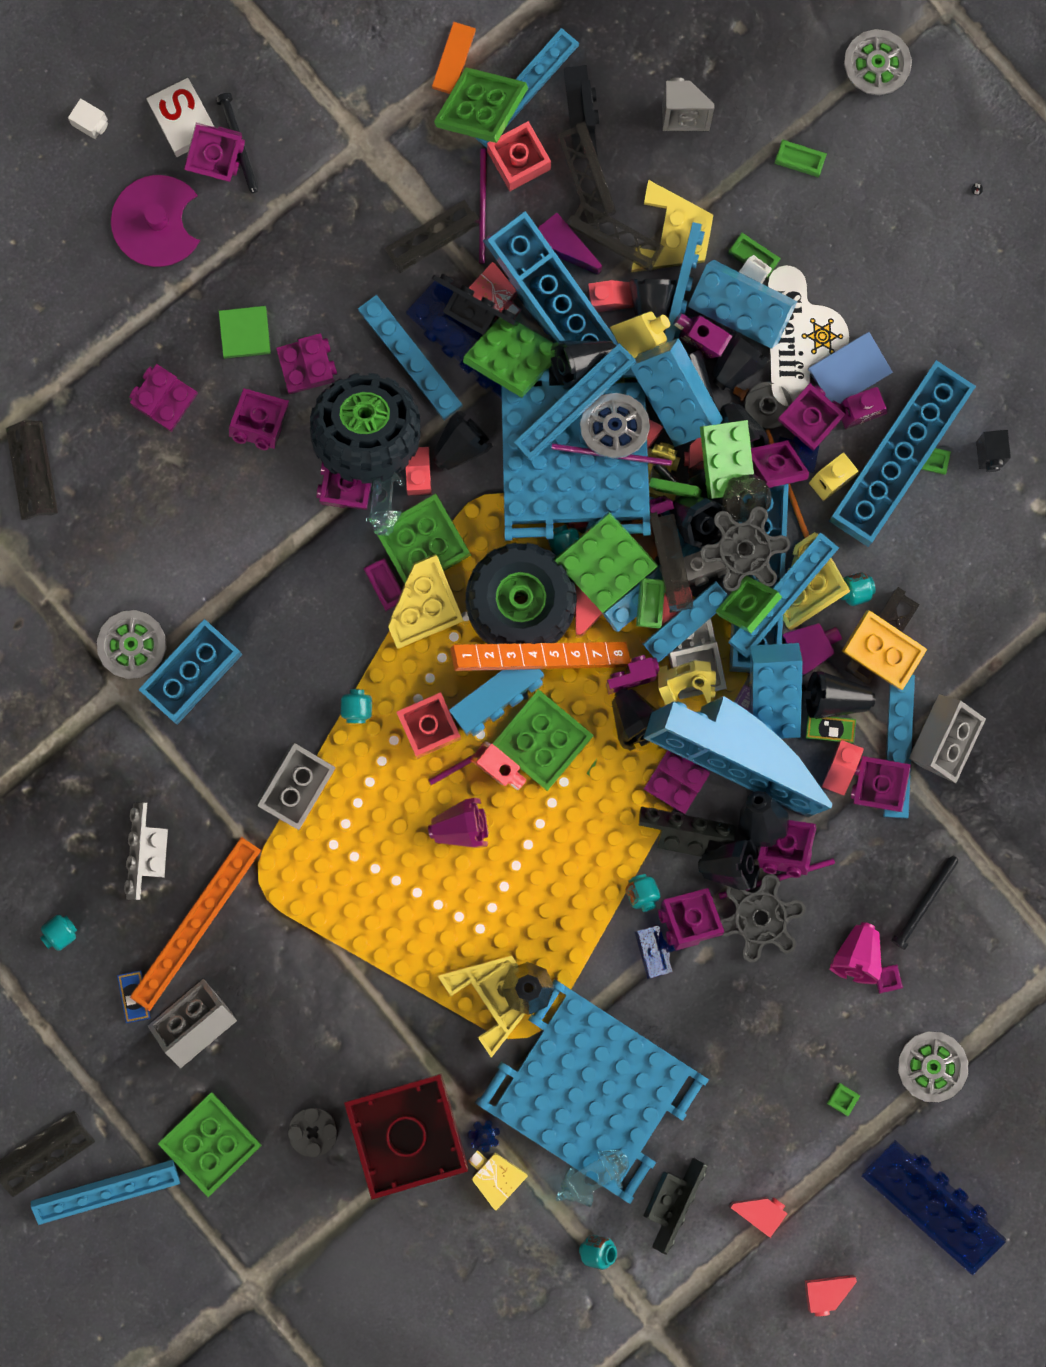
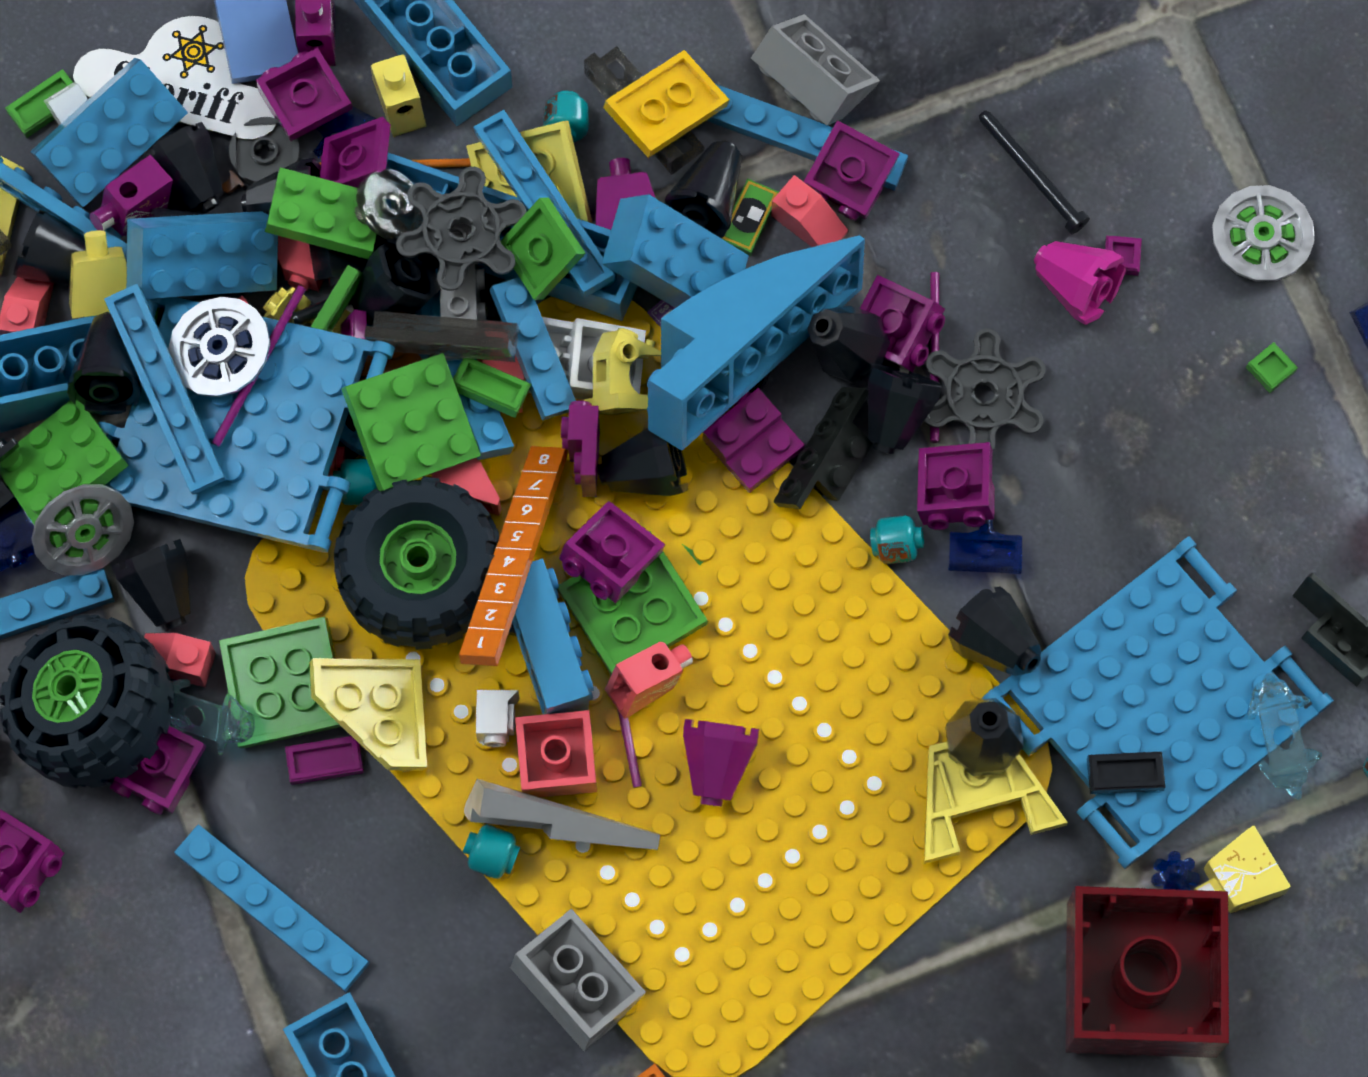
camera: 70 degrees left, 10 degrees down
(282, 585) = (272, 908): none -> dark azure plate
(386, 744) = (509, 807): none -> light grey wedge
(441, 679) = (495, 716): none -> white window
(473, 385) = (82, 529): none -> flat silver piece
(534, 1084) = (1126, 772): none -> black tile
(568, 715) = (610, 552): none -> magenta plate
(597, 976) = (996, 634): none -> black cone

